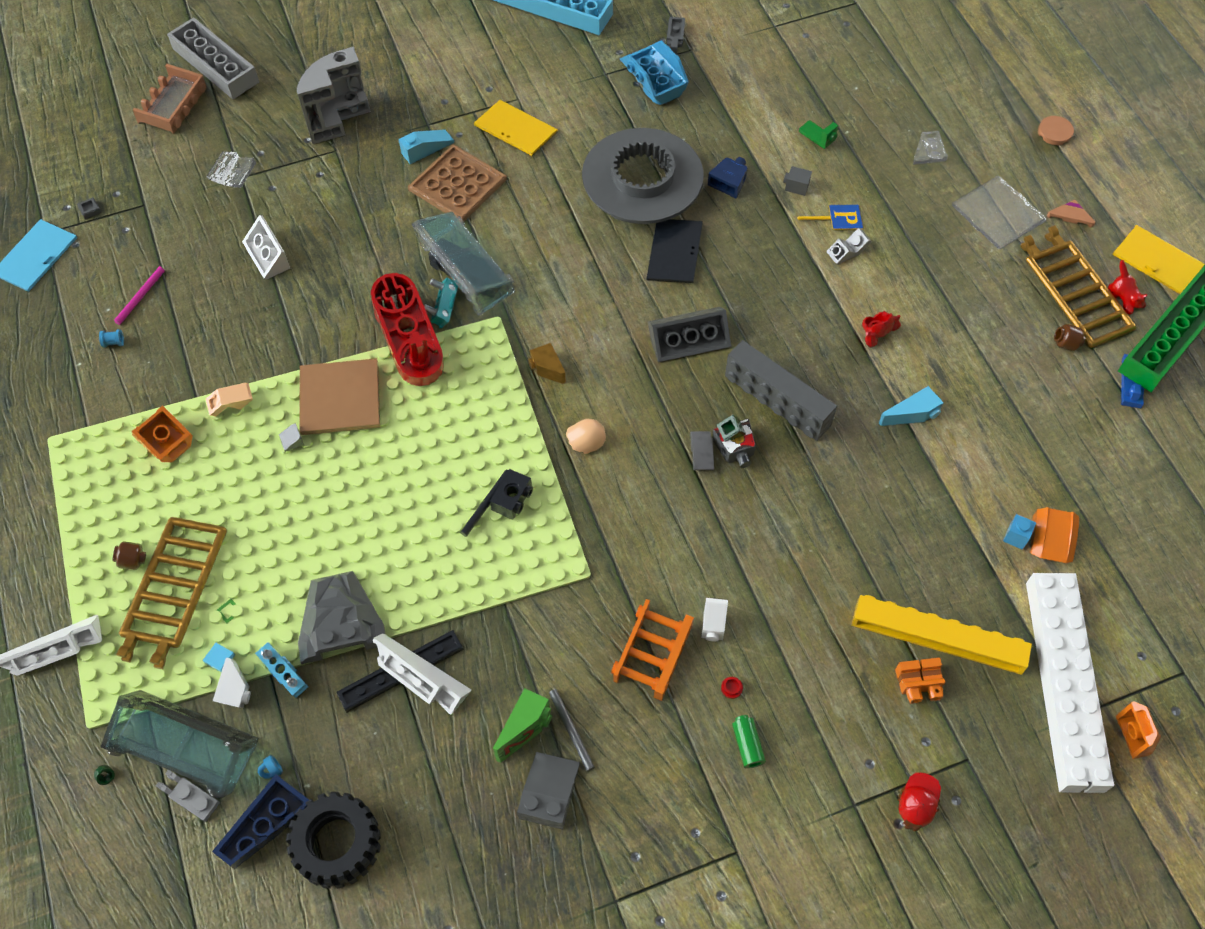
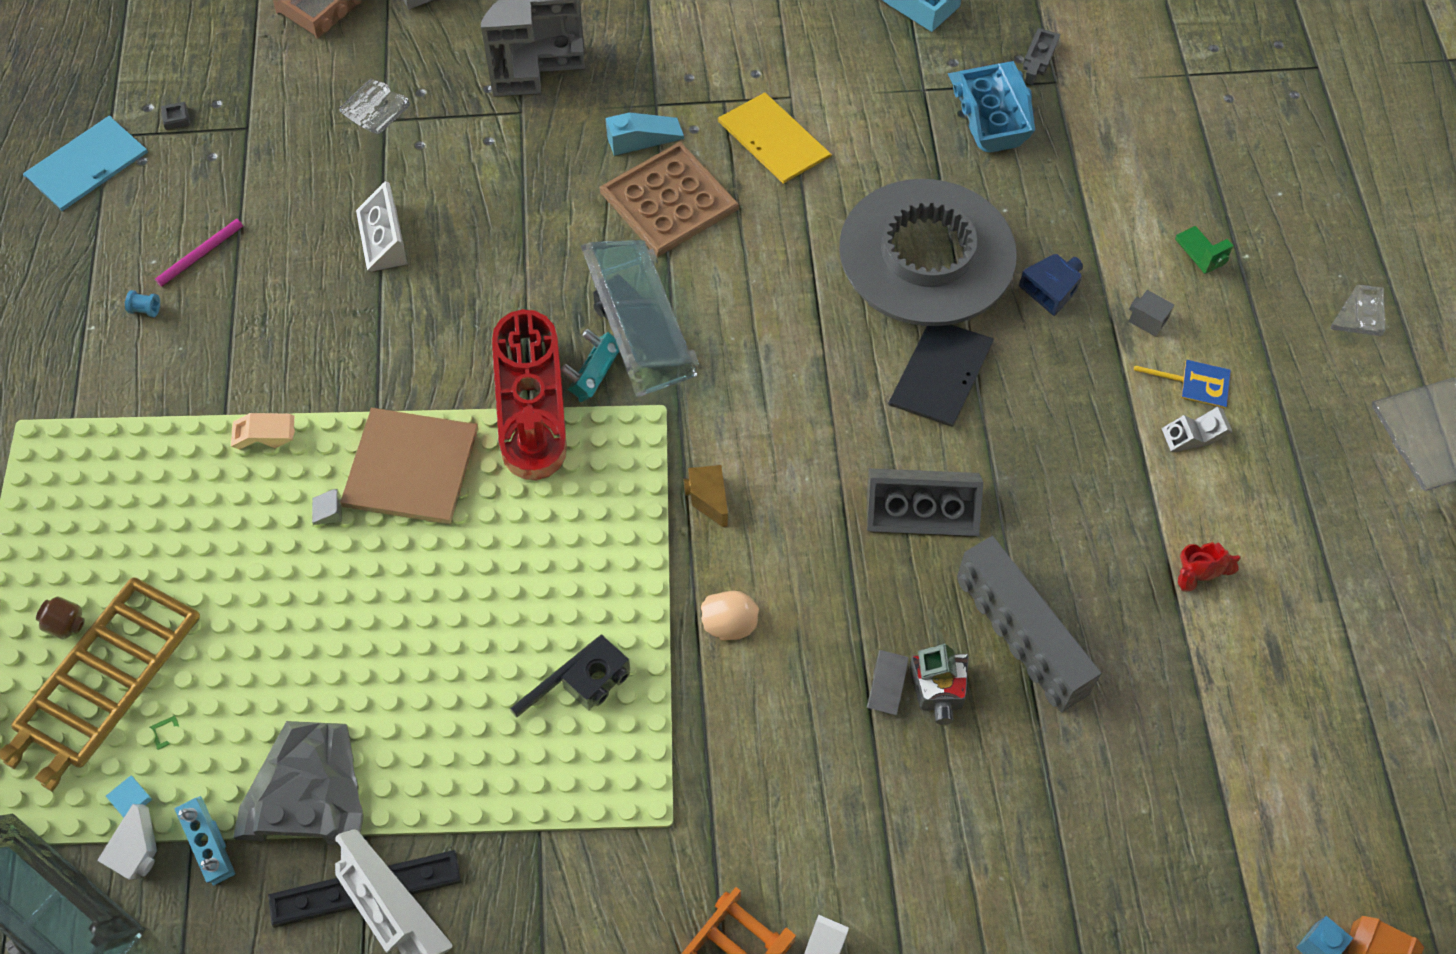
camera: 15 degrees right, 0 degrees up
(163, 436) = (160, 461): orange slope -> none
(914, 409) = (1220, 705): medium azure slope -> none

